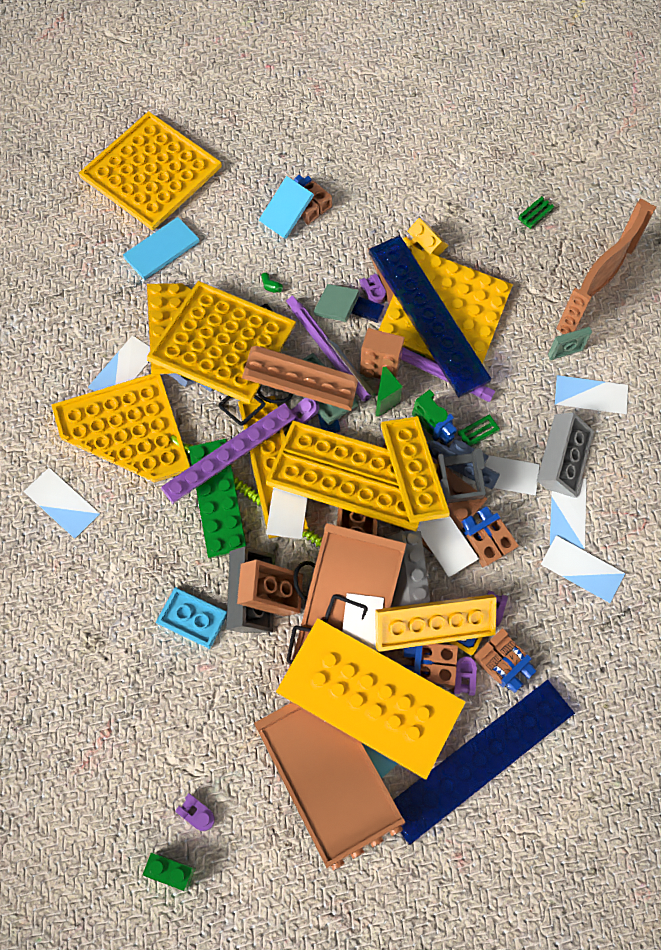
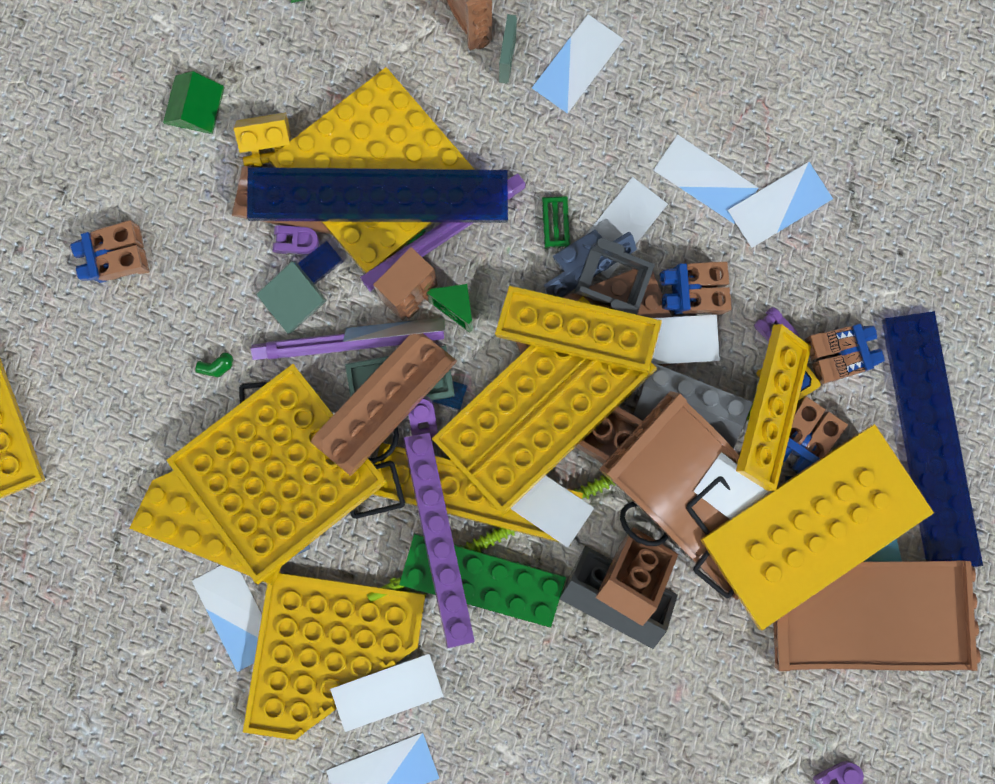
camera: 65 degrees left, 15 degrees up
(116, 477) = (386, 692): none -> white sticker
(161, 248) = (79, 482): medium azure tile -> none
(192, 618) = (613, 681): medium azure tile -> none
(286, 207) = (114, 288): medium azure tile -> none
(423, 198) = (194, 103): none -> green slope
(434, 418) = (519, 267): green hips -> none
(466, 669) = (832, 399): medium lavender plate -> none
(565, 454) = (640, 141): light grey slope -> none

